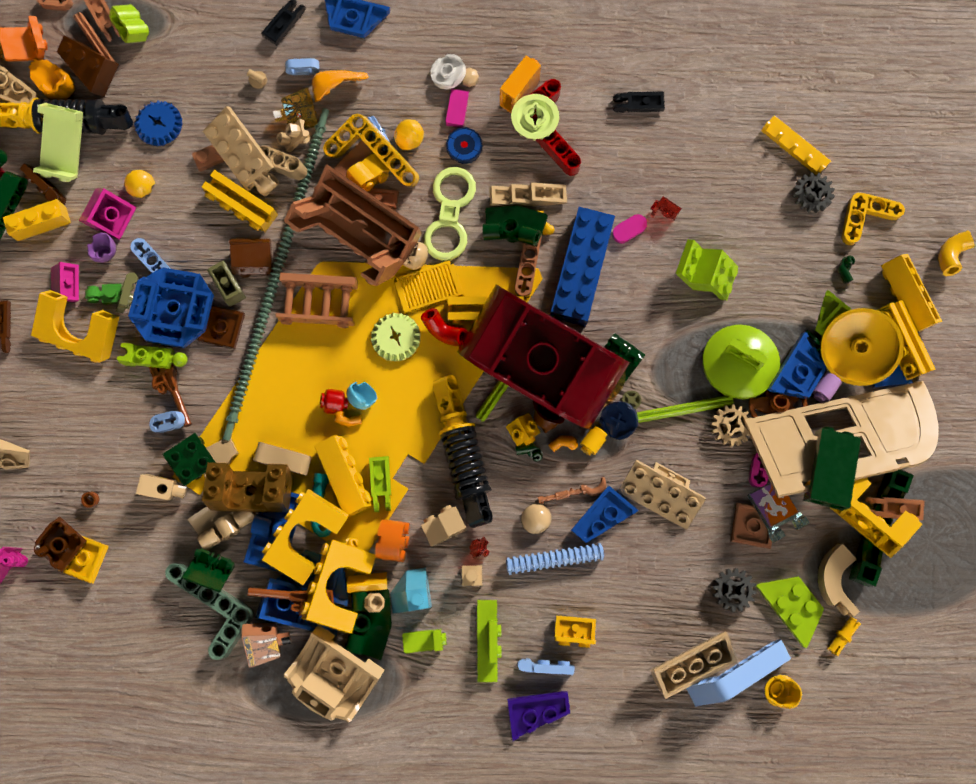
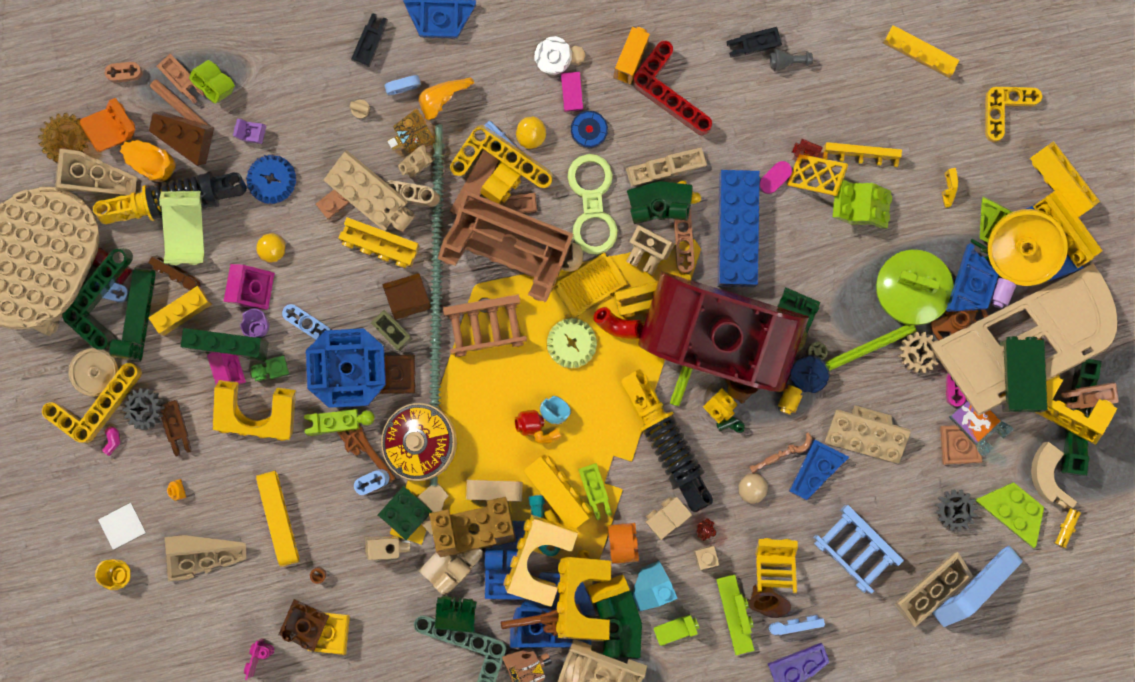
camera: 20 degrees left, 5 degrees up
(53, 252) = (238, 345): none -> dark green arch
(68, 435) = (277, 518): none -> yellow beam
(126, 297) = (295, 365): olive plate -> none
(149, 76) = (249, 131): none -> medium lavender bracket
(222, 394) = (419, 442): none -> dish
(374, 602) = (620, 606): tan tile -> none
(492, 257) = (649, 241): none -> tan brick
(522, 635) = (769, 602): none -> reddish brown piece
(542, 589) = (776, 554): none -> yellow plate
(546, 112) = (663, 76): yellowish green gear -> none
(555, 558) = (779, 522): light blue piece -> none
(563, 440) = (762, 406): light orange arm -> none
(575, 630) = (815, 585): yellow bracket -> none
(645, 604) = (877, 543): none -> light blue fence
(662, 123) = (781, 59): none -> dark grey piece
(670, 220) = (837, 179): none -> yellow window
(718, 223) = (862, 151): none -> yellow hinge
(783, 692) = (1021, 594): yellow hair -> none
(799, 271) = (952, 183): none -> yellow slope
(813, 193) = (947, 90): dark grey gear -> none
(844, 268) = (995, 166): dark green arm -> none
(950, 250) = (1094, 127): yellow cylinder -> none

